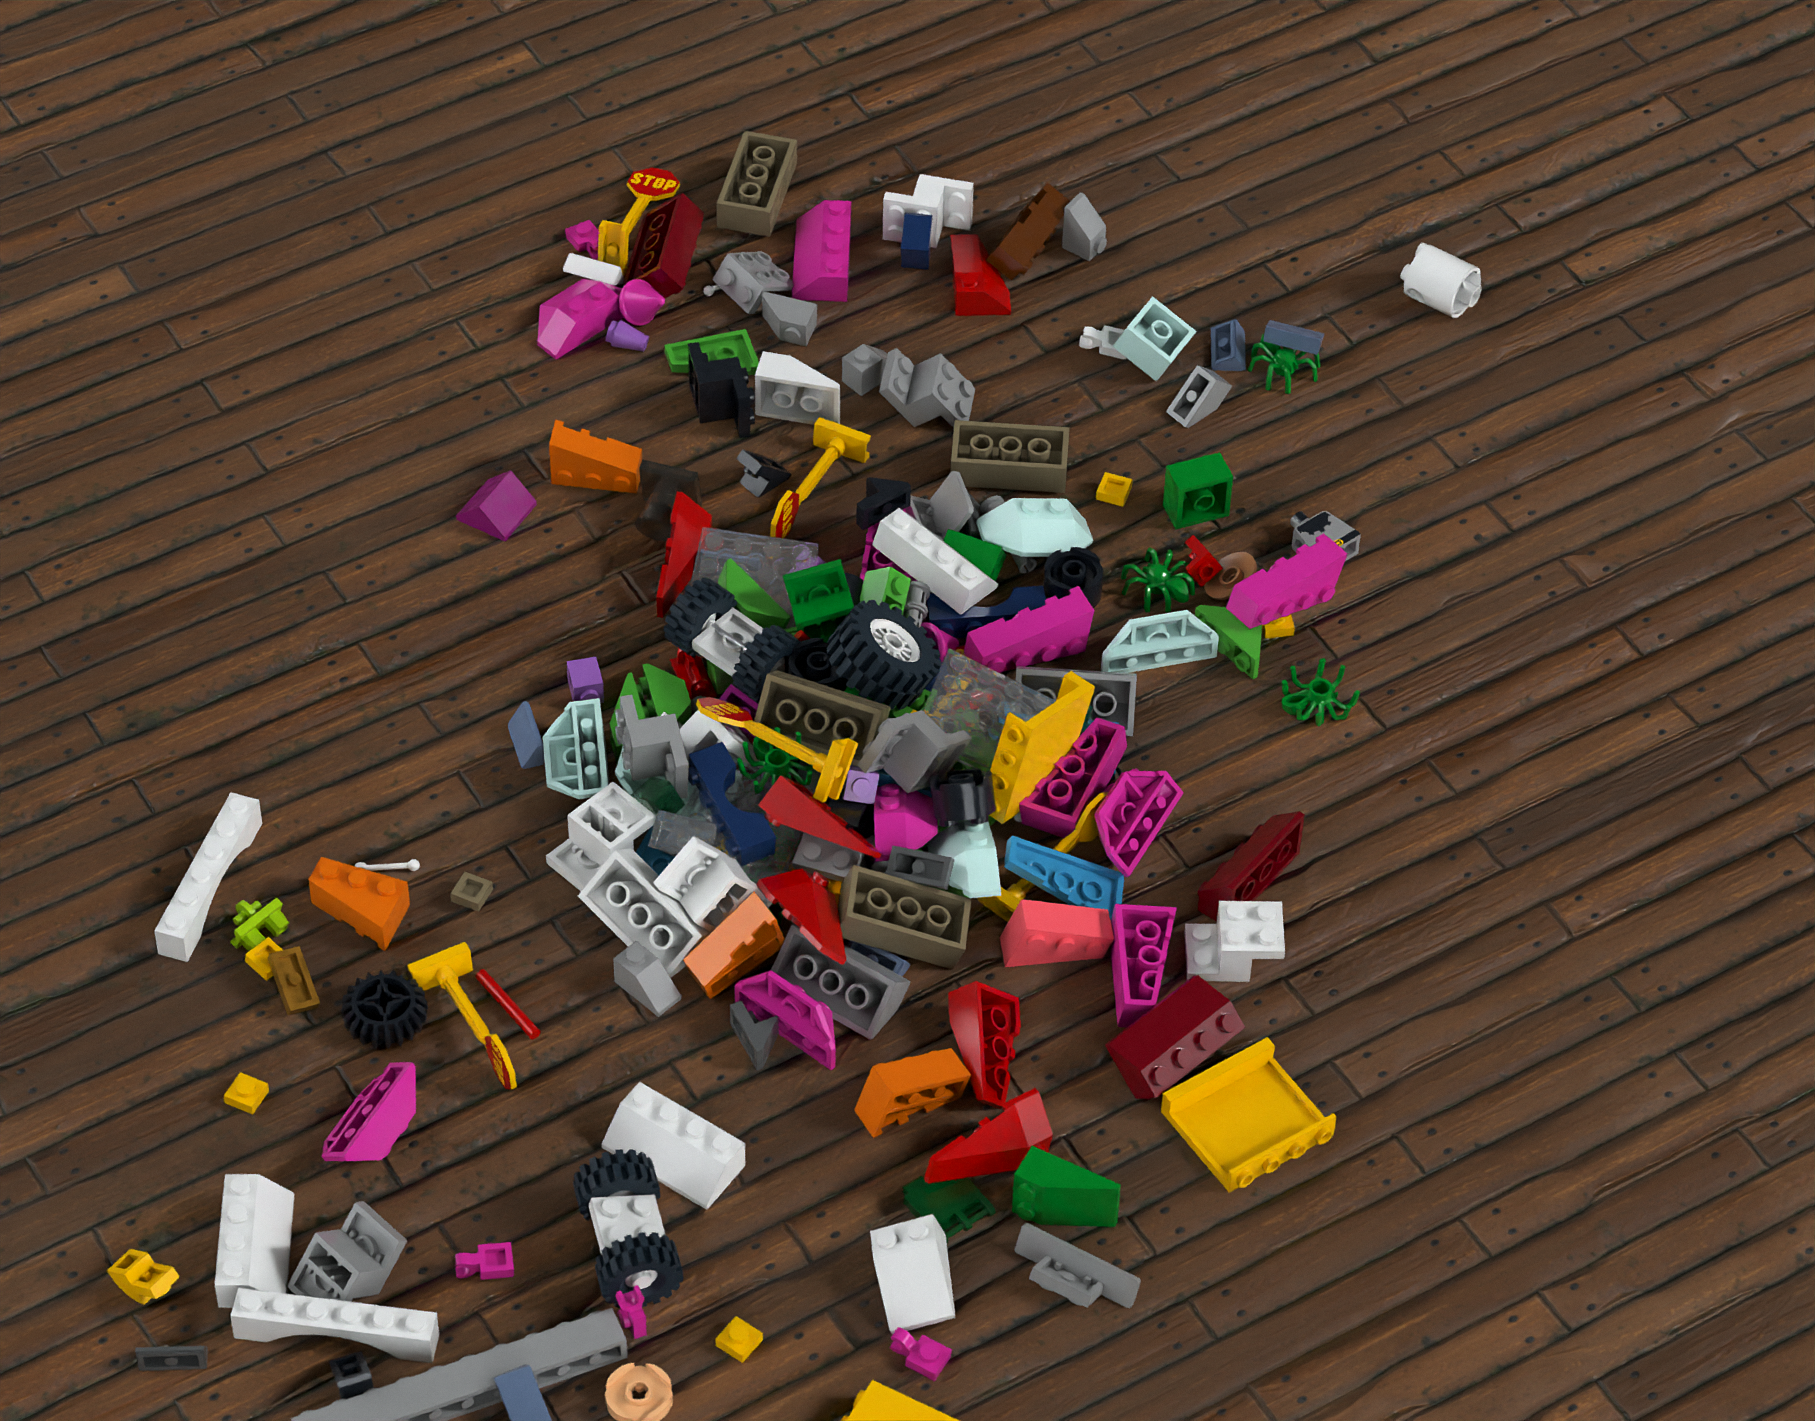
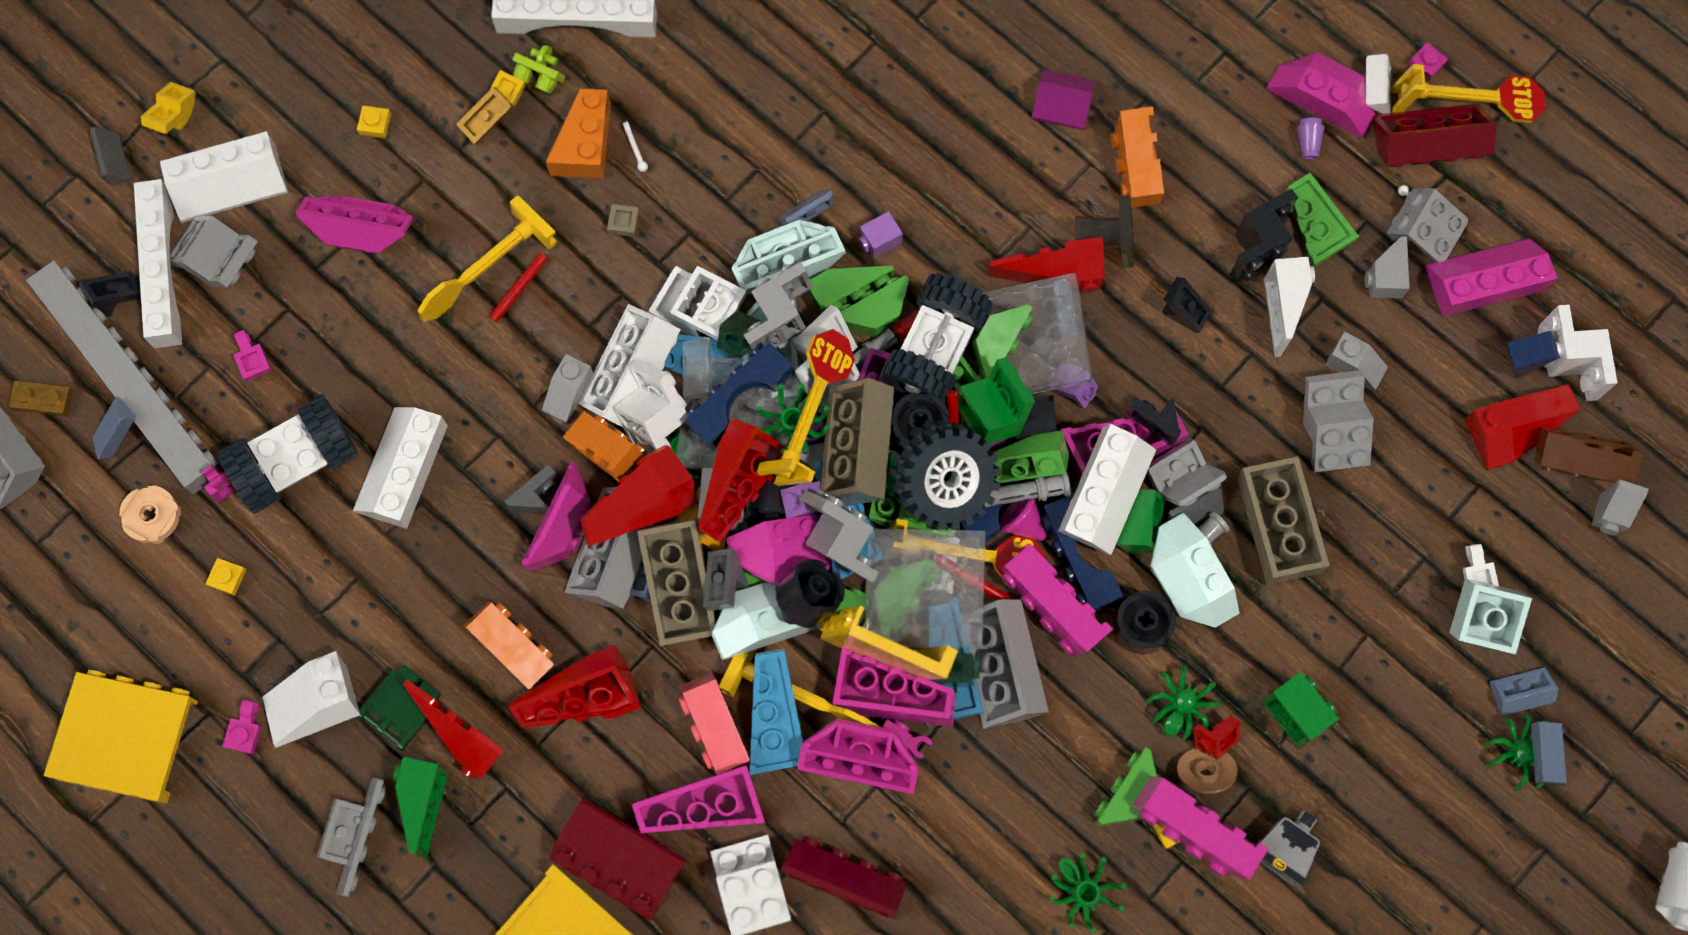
camera: 75 degrees right, 25 degrees up
(364, 1009) = (457, 203): black gear -> none
(639, 302) = (1353, 133): dark pink hat -> none
(756, 183) = (1552, 187): dark tan brick -> none
(836, 441) = (1248, 361): yellow piece -> none
(1114, 489) = (1284, 629): yellow plate -> none
(1159, 643) = (1096, 721): light aqua wedge -> none
(1198, 396) = (1437, 679): light grey slope -> none

